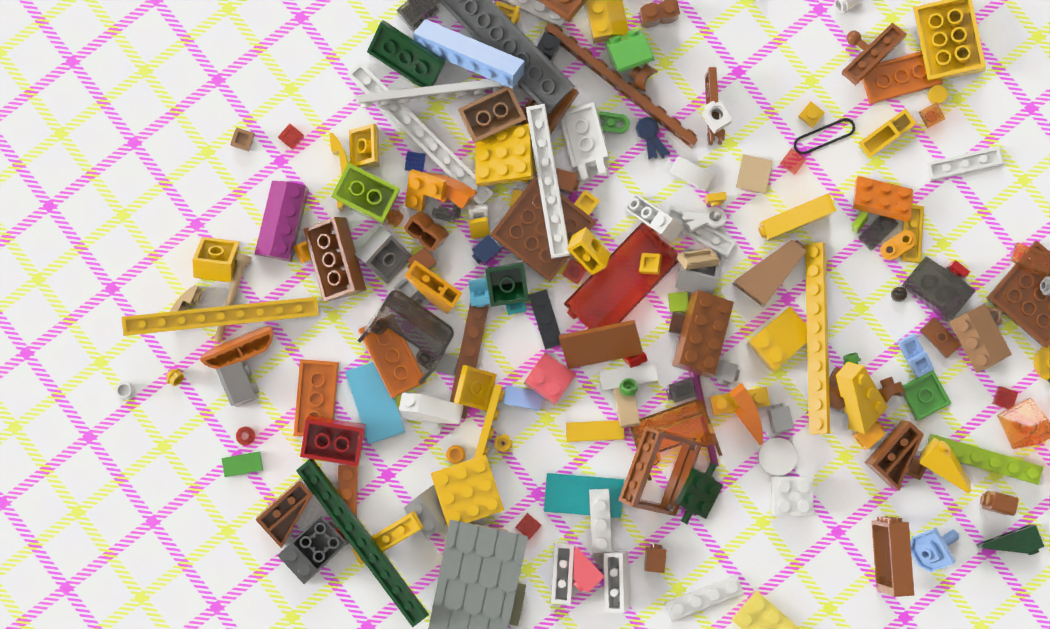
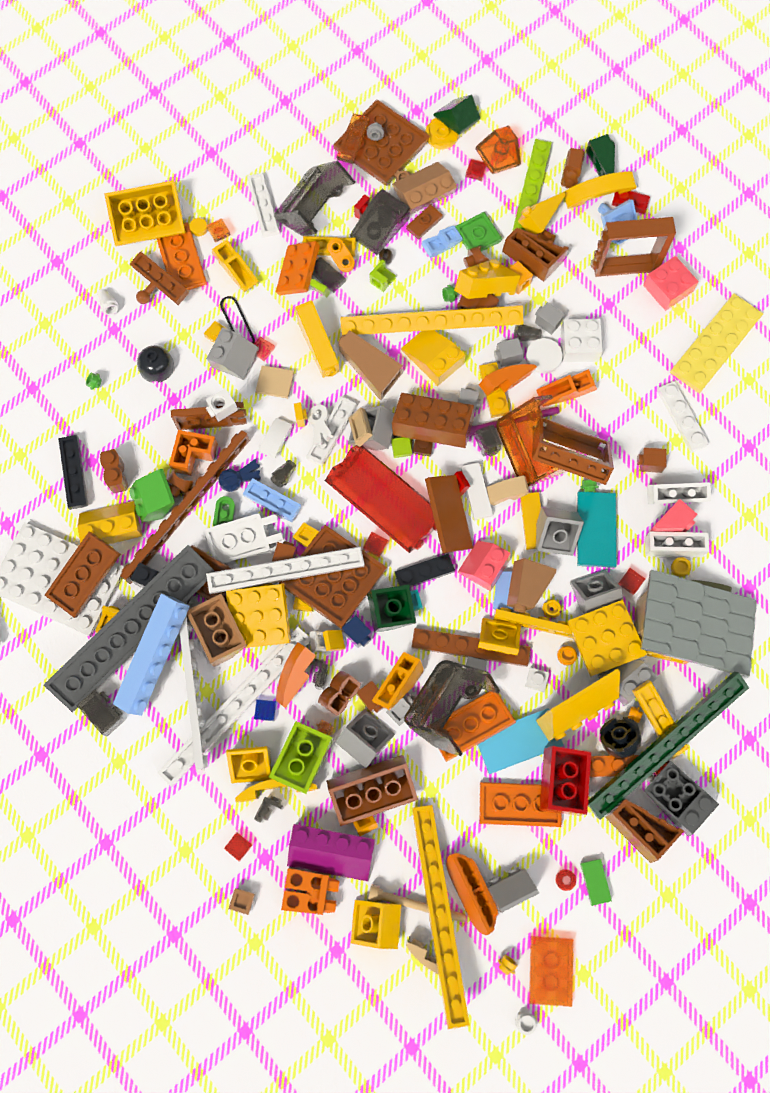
camera: 90 degrees left, 10 degrees down
(168, 416) = (551, 971): none -> clear orange plate
(246, 198) = (315, 889): none -> orange hips
(321, 160) = (265, 811): none -> clear smoke bracket
(371, 497) = (620, 737): none -> black cylinder
(393, 514) = (635, 714): none -> light orange plate
(401, 460) = (580, 706): none -> yellow slope
(405, 55) = (152, 723): dark green tile -> none
(423, 185) = (291, 699): light orange plate -> none
(429, 409) = (525, 680): white slope -> none
(479, 292) = (401, 637): medium azure bracket -> none
(517, 488) = (596, 591): none -> light grey slope
(525, 419) = (528, 584): none -> medium nougat slope
(541, 577) = (681, 567): none -> yellow tile
(581, 454) = (558, 531): none -> light grey slope
(588, 251) = (356, 528): yellow brick -> none
(600, 520) = (622, 509): white brick -> none
(624, 170) = (272, 500): none -> light blue plate
(628, 383) = (486, 484): bright green plate -> none
(650, 263) = (365, 471): yellow plate -> none
(652, 181) = (282, 475): none -> clear smoke cone
(654, 218) = (319, 469): white slope -> none
(680, 85) = (189, 447): none -> orange brick
(699, 493) = (586, 421): dark green plate -> none
(737, 477) = (568, 388): none -> orange slope
(777, 52) = (155, 364): none -> black cylinder
(784, 130) = (232, 353): none -> light grey slope
(802, 440) = (527, 333): none -> clear smoke cone
(819, 464) = (549, 318): none -> light grey brick
(858, 600) = (670, 283): none -> coral brick
(873, 289) = (381, 277): none -> lime panel
(964, 568) = (640, 200): none -> red plate
(969, 211) = (310, 196): none -> clear smoke windscreen
(976, 532) = (598, 187): none -> yellow slope

